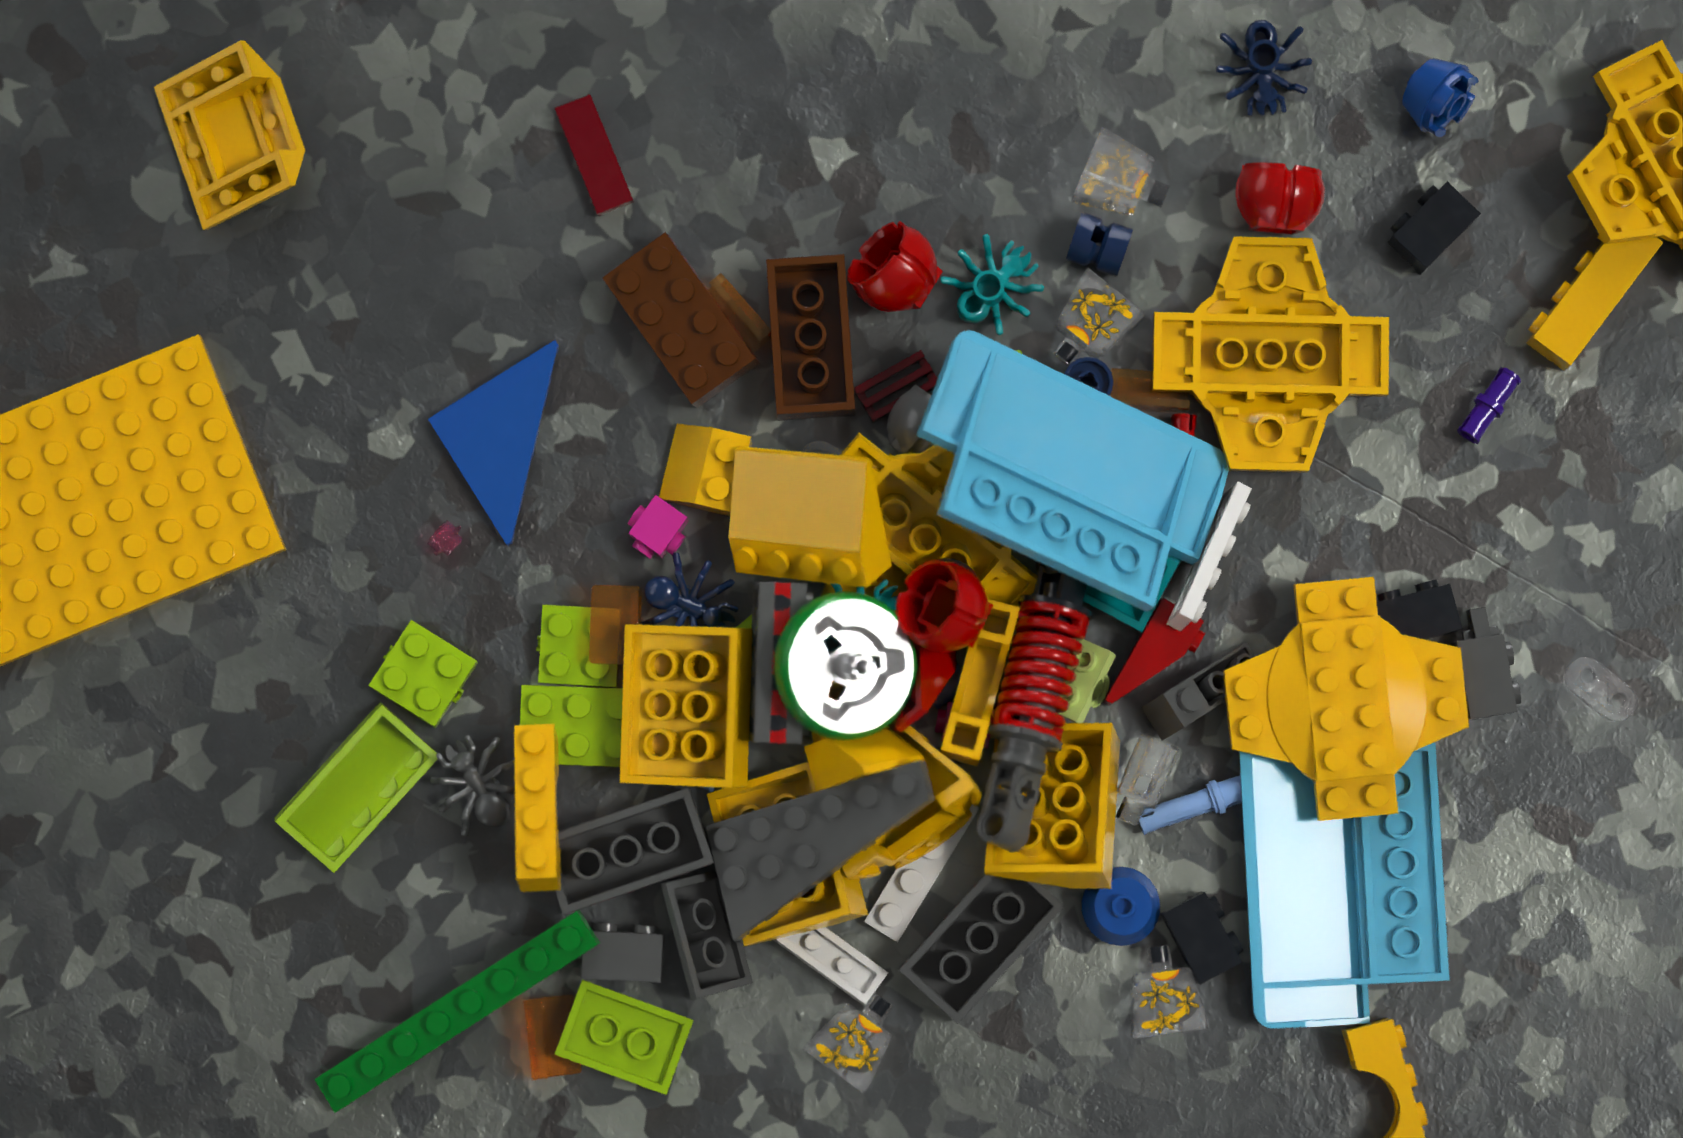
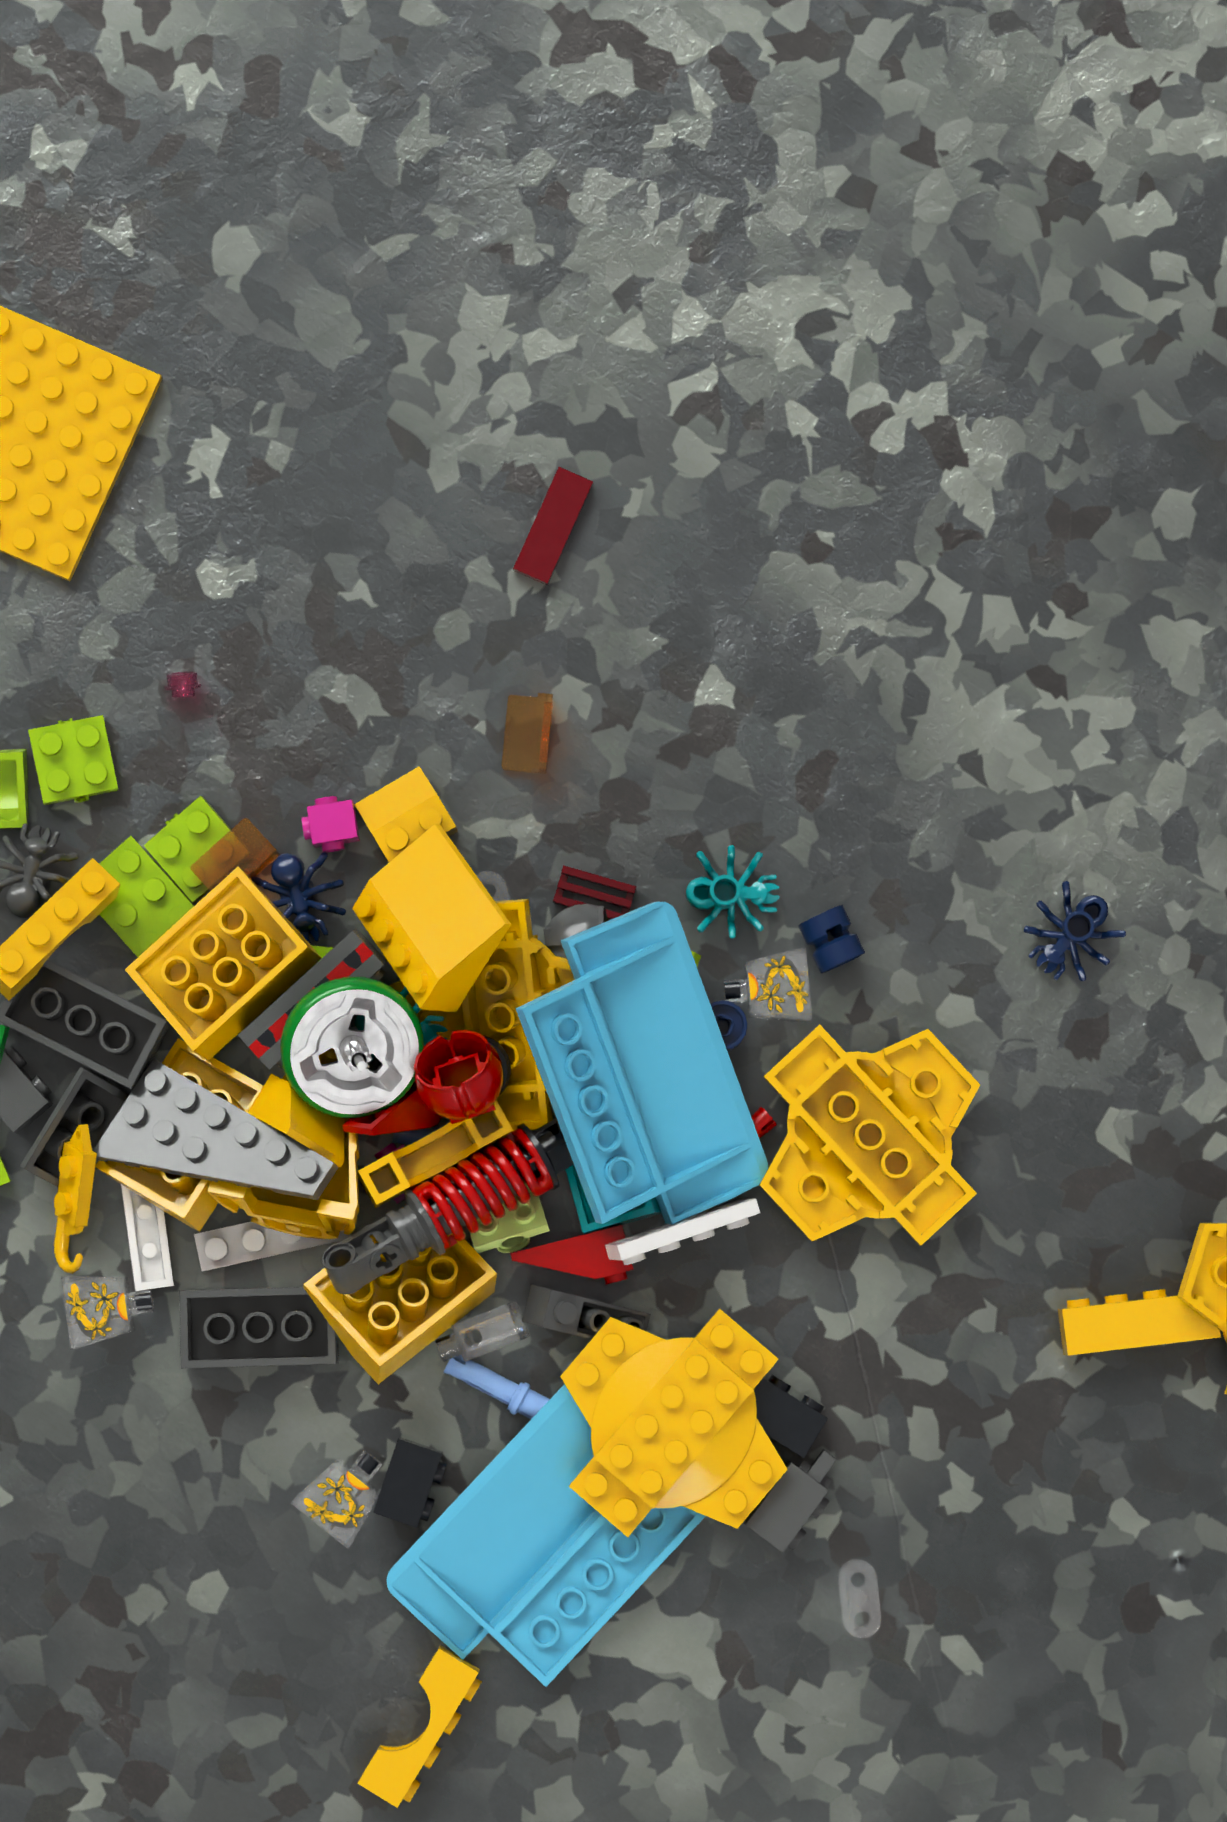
camera: 40 degrees right, 0 degrees up
(231, 132) = (323, 261): yellow slope -> none
(496, 434) = (290, 647): blue tile -> none
(681, 320) = (493, 699): reddish brown brick -> none
(750, 982) = (73, 1195): none -> yellow plate
(810, 337) = (568, 800): reddish brown brick -> none
(894, 269) = (672, 813): red piece -> none
(1118, 177) = (893, 906): clear torso -> none
(1123, 912) = (374, 1410): blue cone -> none
(1135, 390) = (751, 1063): clear orange panel -> none
(1279, 198) = (986, 1035): red piece -> none
(1433, 227) = (1074, 1163): black brick -> none
(1439, 94) = (1171, 1076): blue cone -> none
(1489, 405) = (985, 1325): dark purple pin -> none

